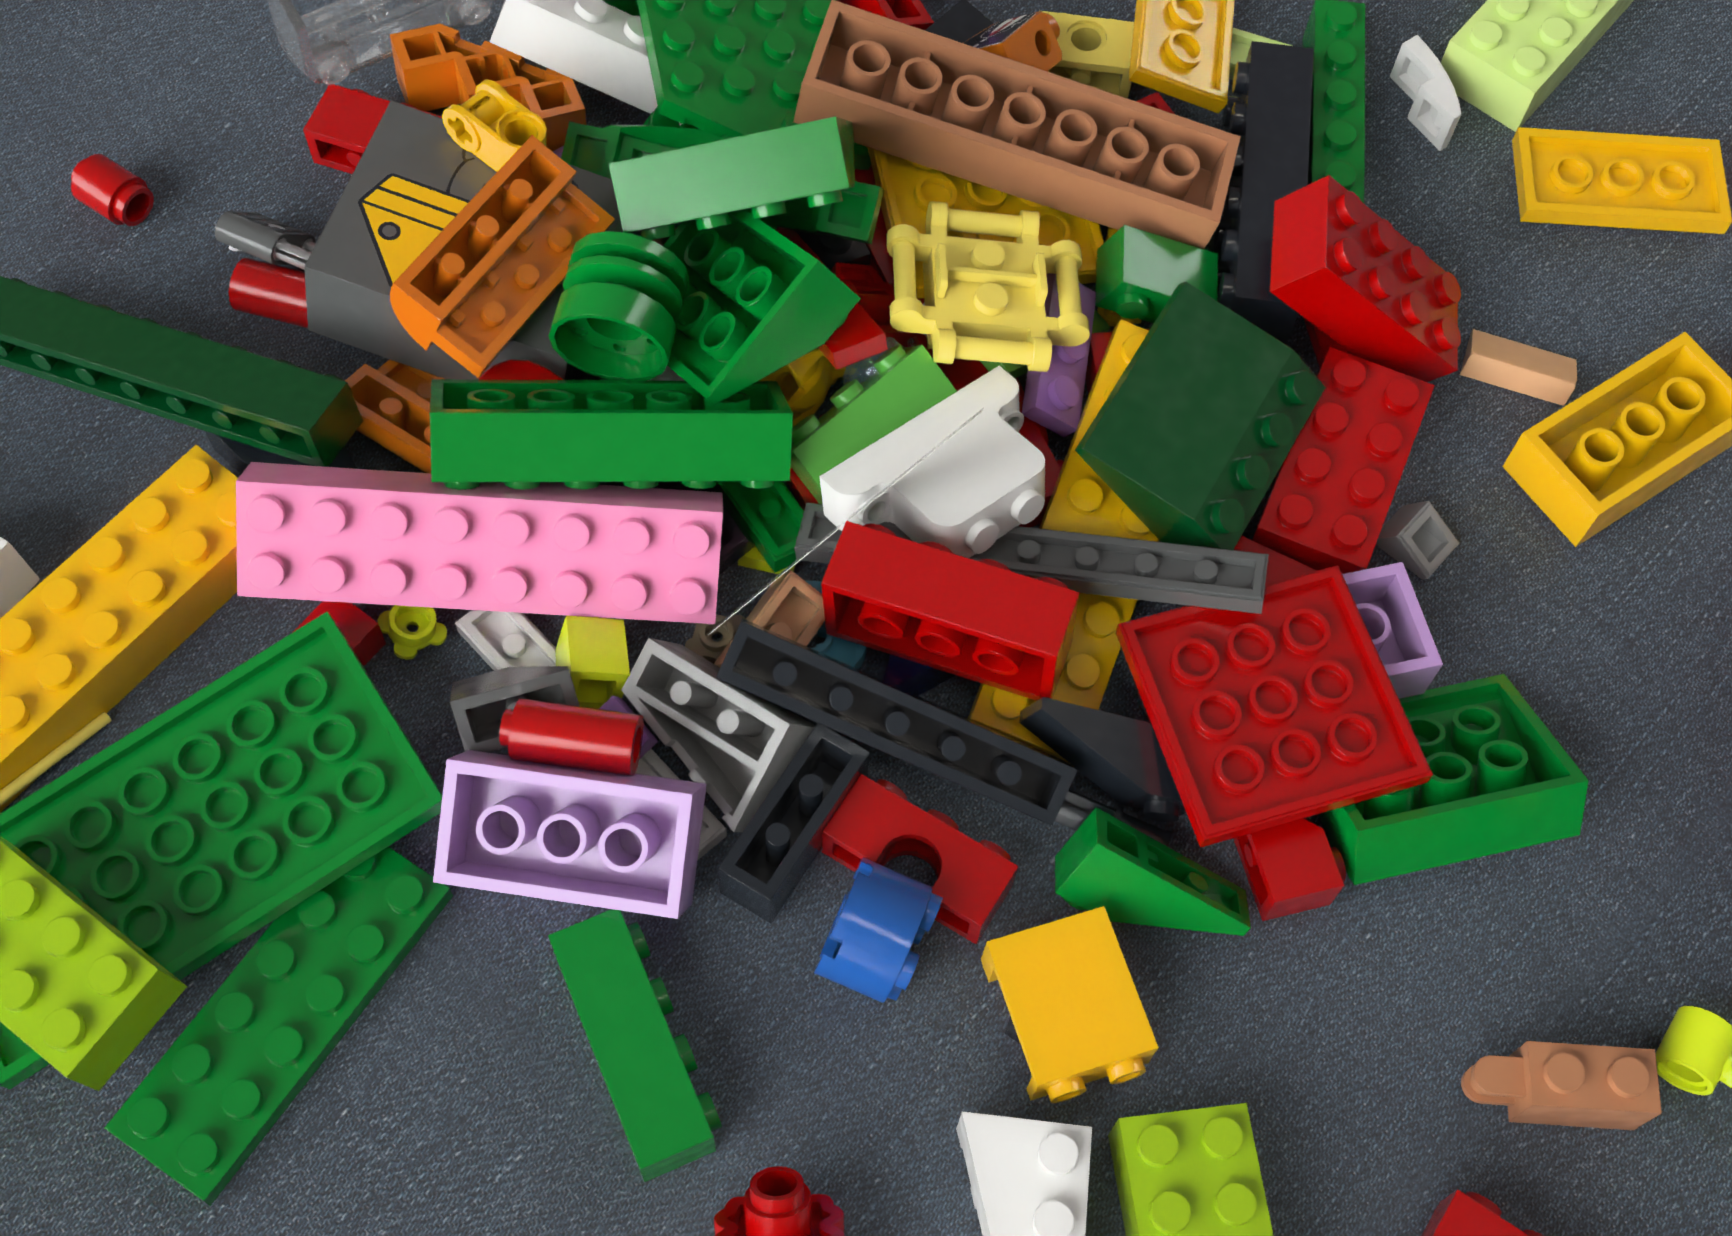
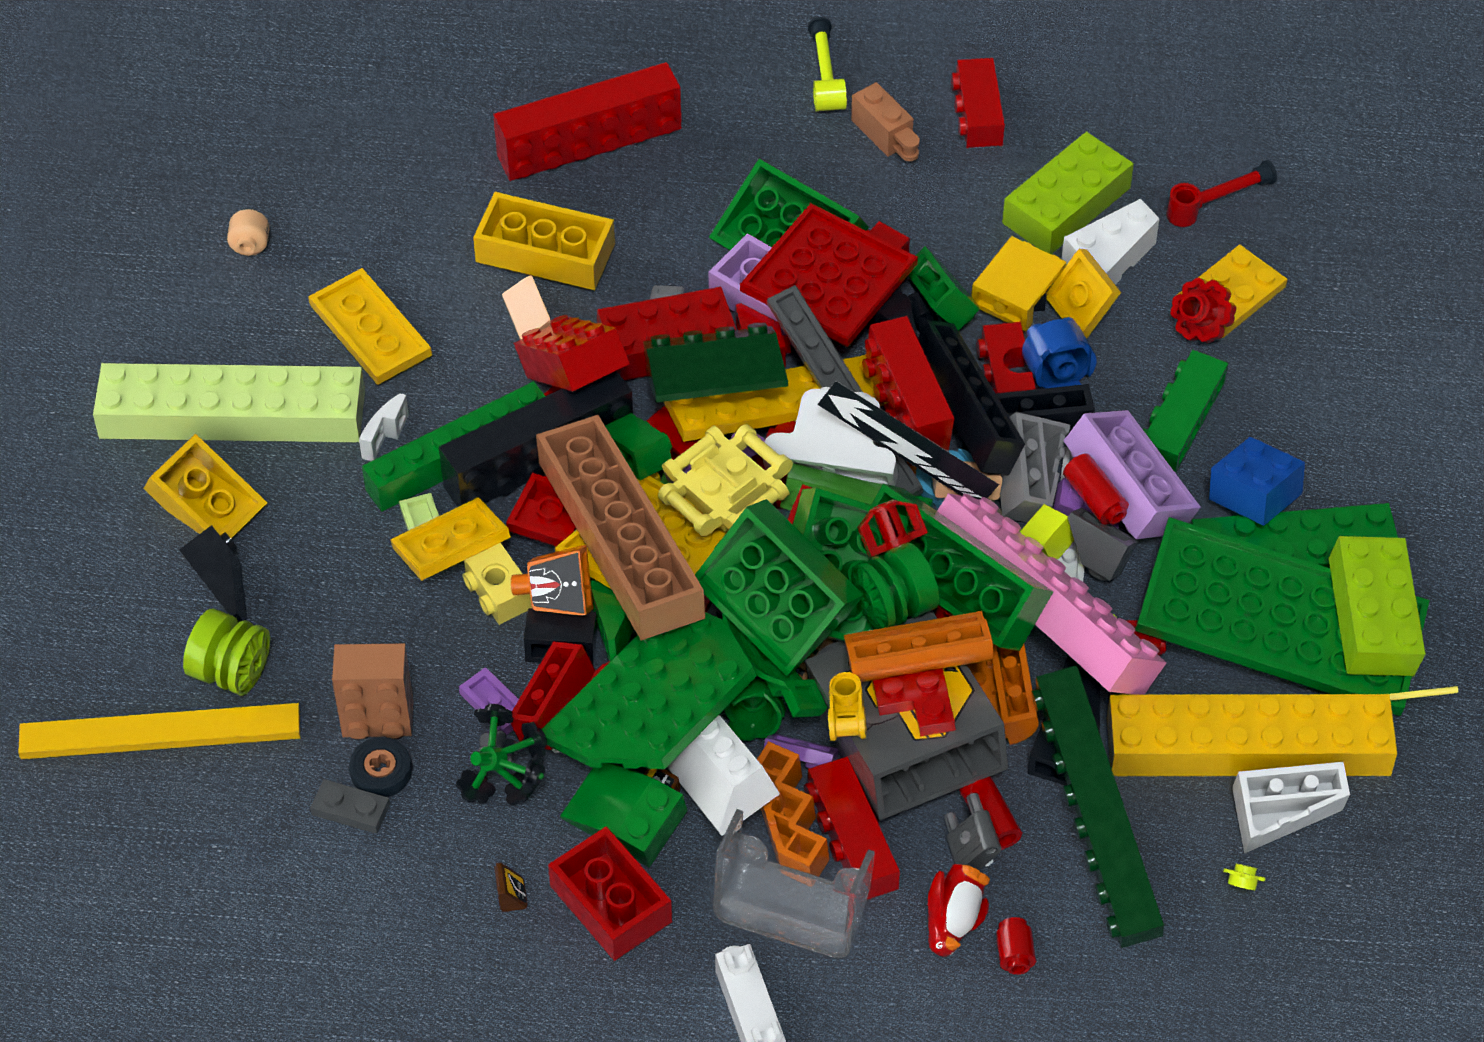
camera: 125 degrees left, 10 degrees down
(211, 162) = (955, 907): none -> animal
(404, 1009) = (1257, 480): none -> blue brick
(411, 214) = (922, 692): none -> red plate
(699, 346) = (890, 526): none -> red piece
(962, 1070) = (1083, 291): none -> yellow plate

